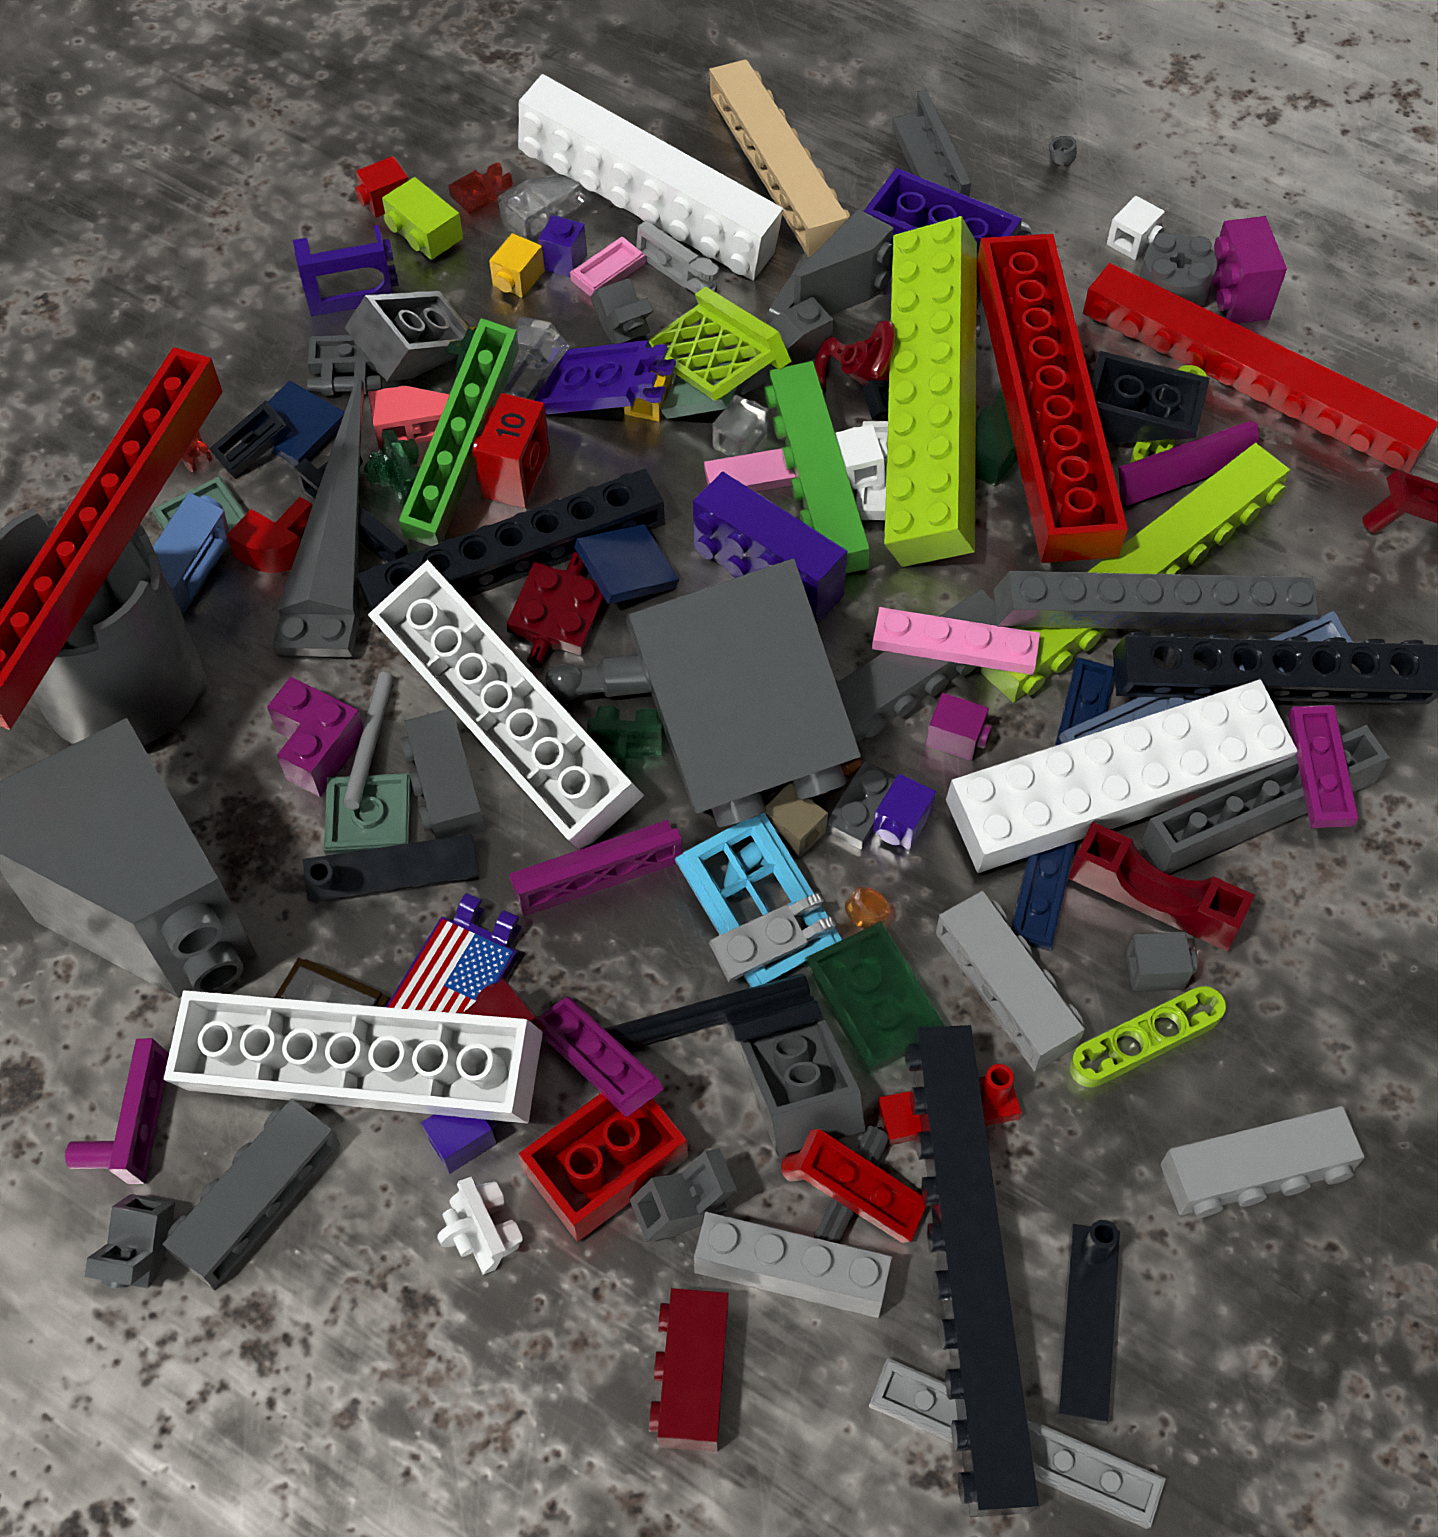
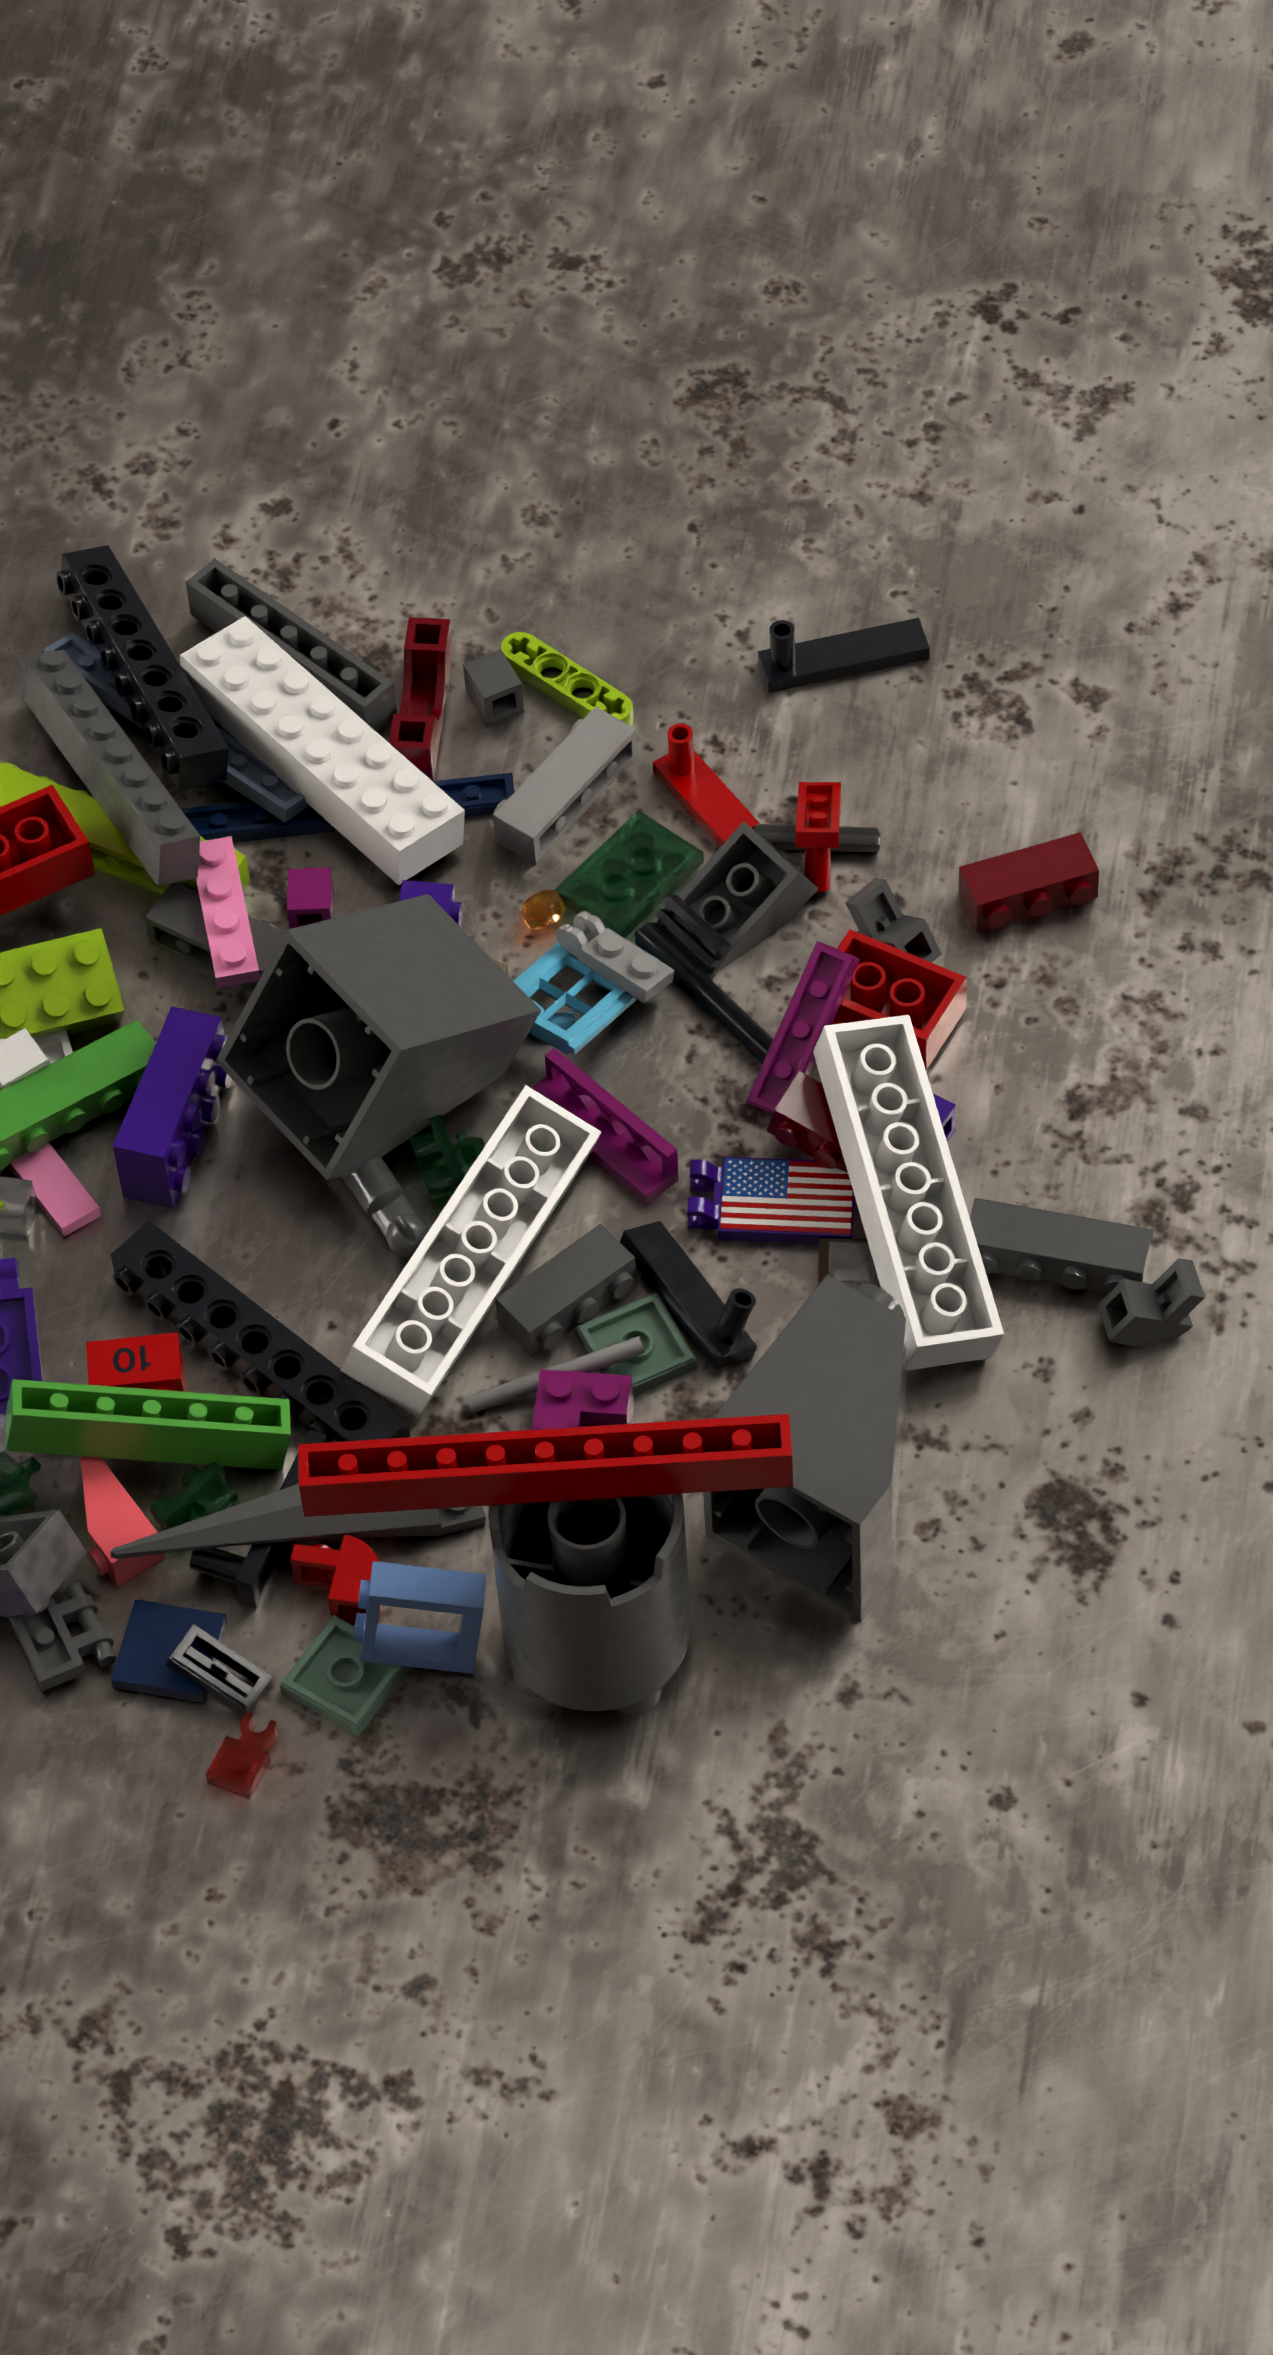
camera: 110 degrees left, 5 degrees down
(137, 1124) = (1070, 1359): magenta piece -> none
(472, 1228) = (996, 1073): white hips -> none
(556, 610) = (316, 1286): dark red plate -> none
(626, 563) = (238, 1238): dark blue tile -> none
(792, 1264) = (908, 842): light grey brick -> none
(970, 1275) = (840, 724): black brick -> none
(1056, 1457) = (964, 675): light grey tile -> none
(1262, 1162) = (648, 576): light grey brick -> none
(1322, 767) = (253, 595): magenta piece -> none

